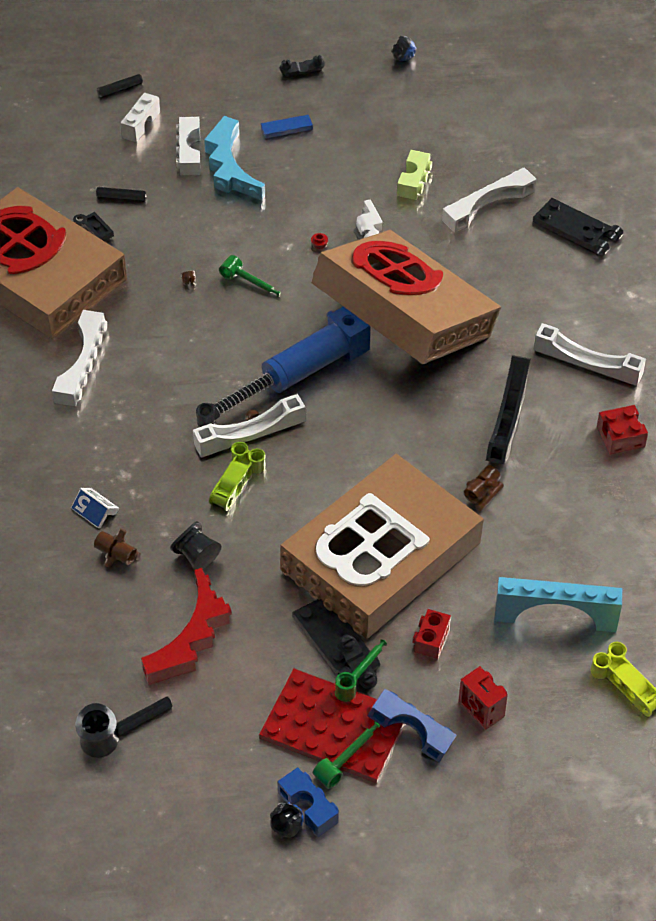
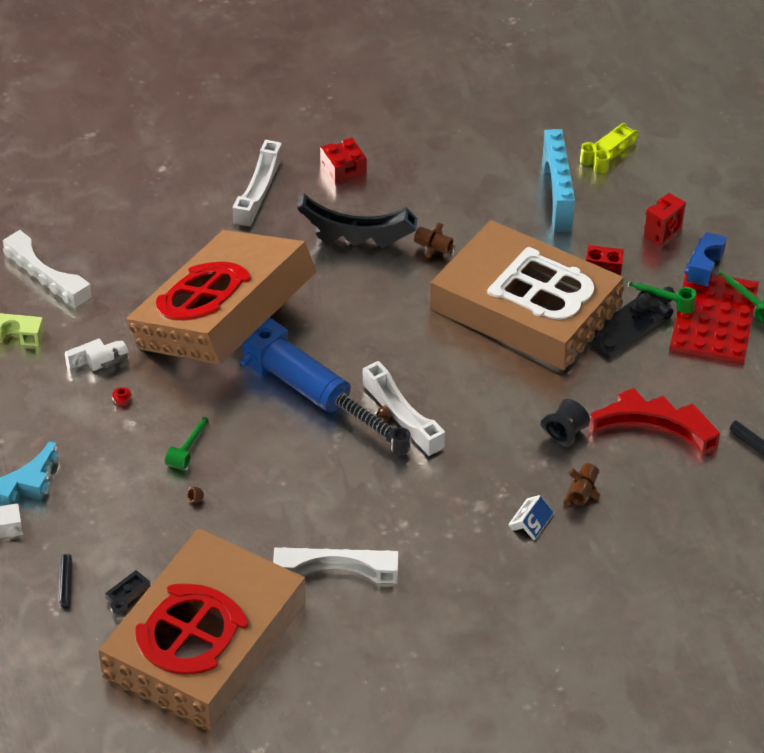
camera: 100 degrees left, 5 degrees down
(237, 474) = (465, 413): lime piece -> none
(573, 223) = (71, 211): black hinge -> none

